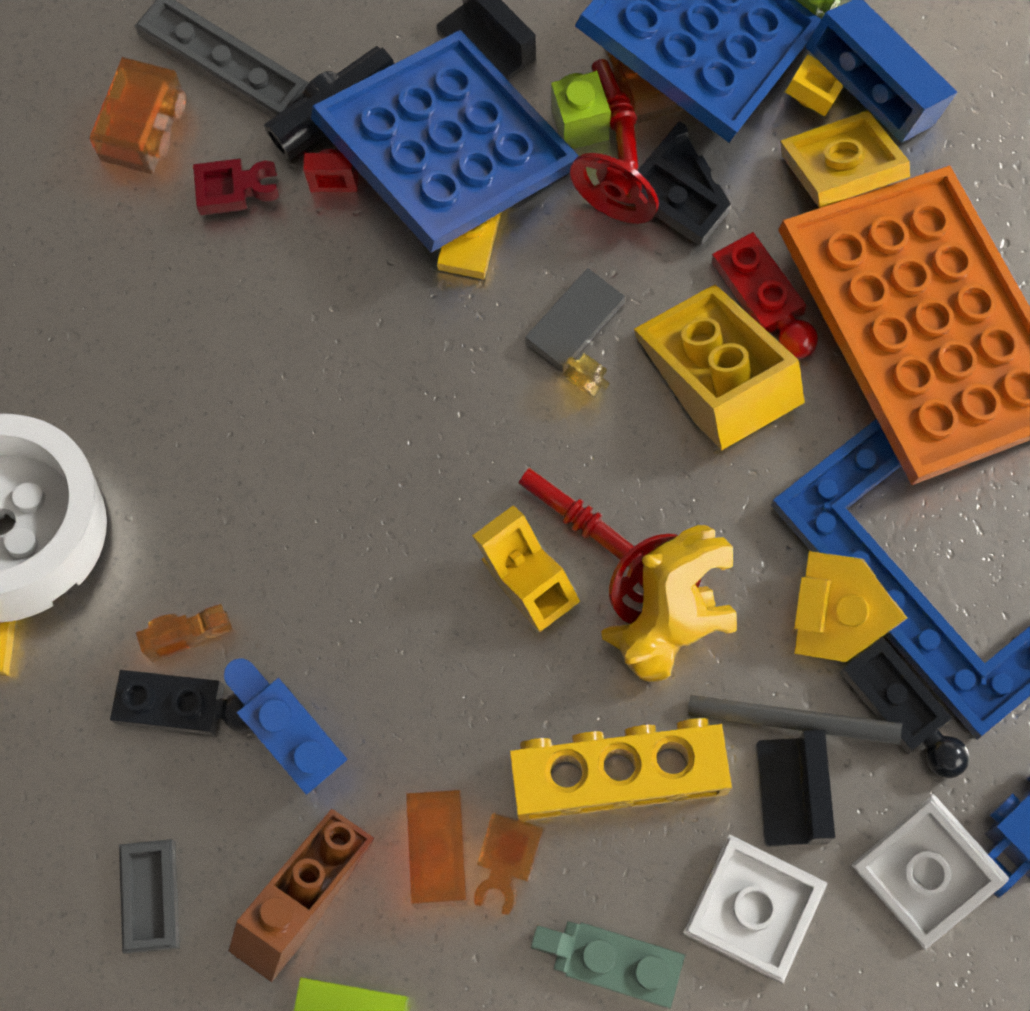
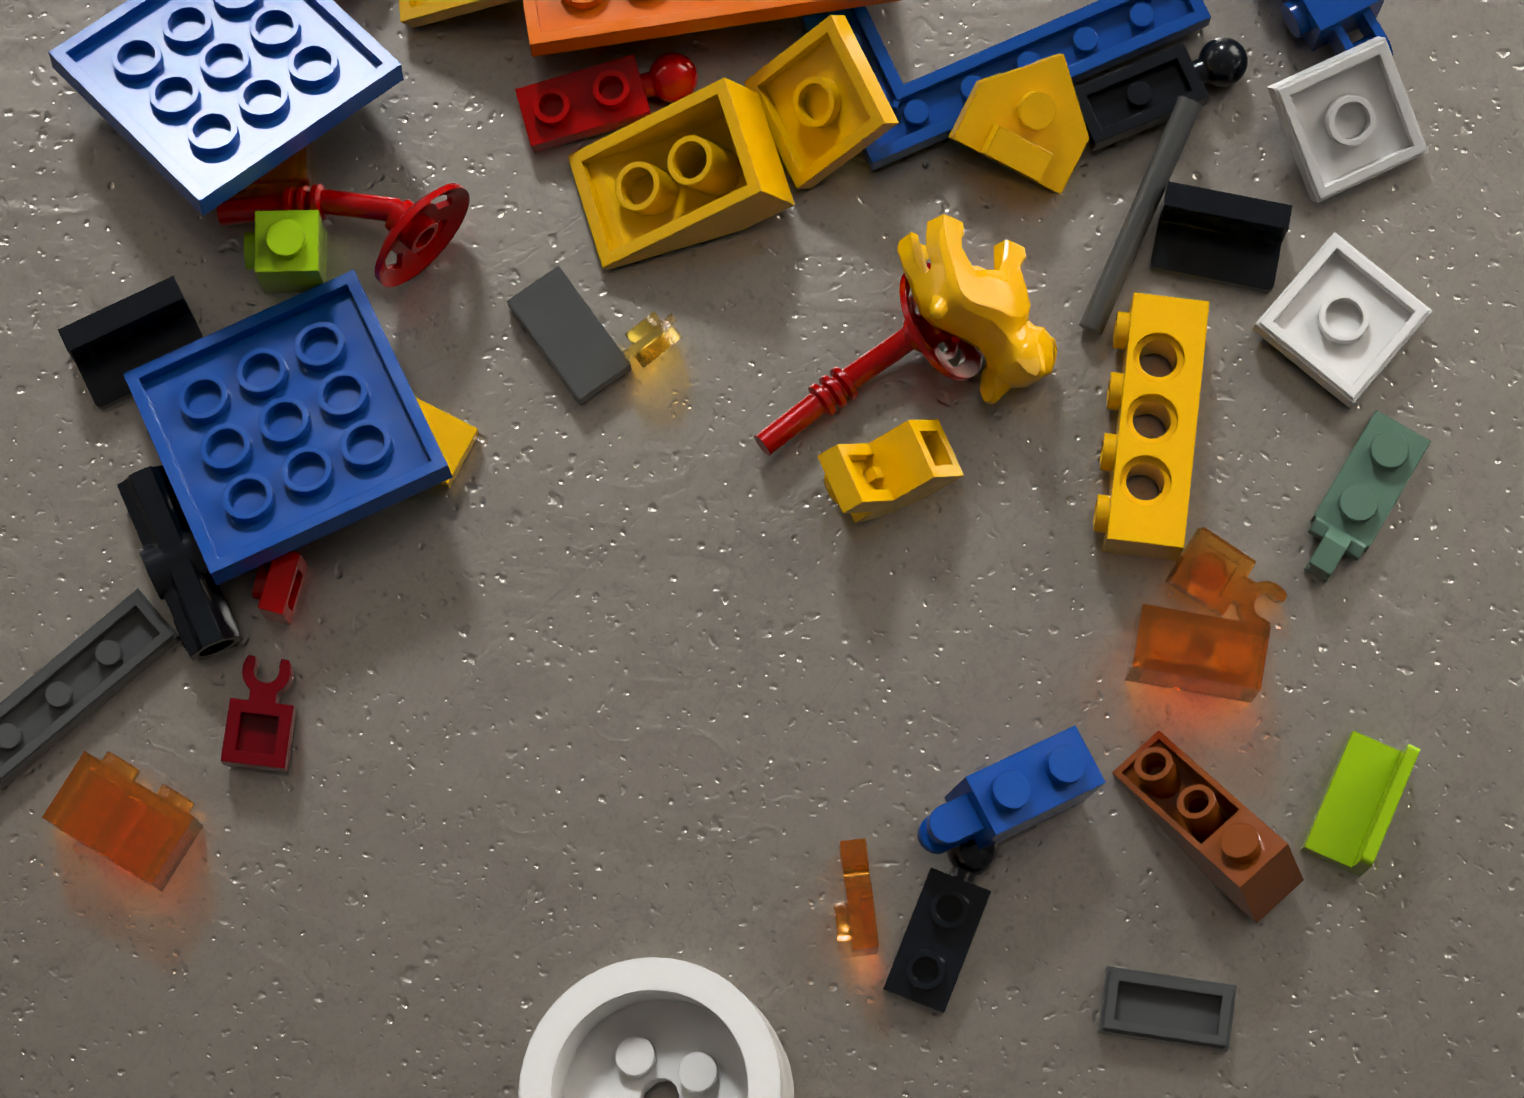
camera: 80 degrees left, 5 degrees up
(684, 187) = (429, 152): black wing -> none
(809, 446) = (822, 101): none -> yellow plate

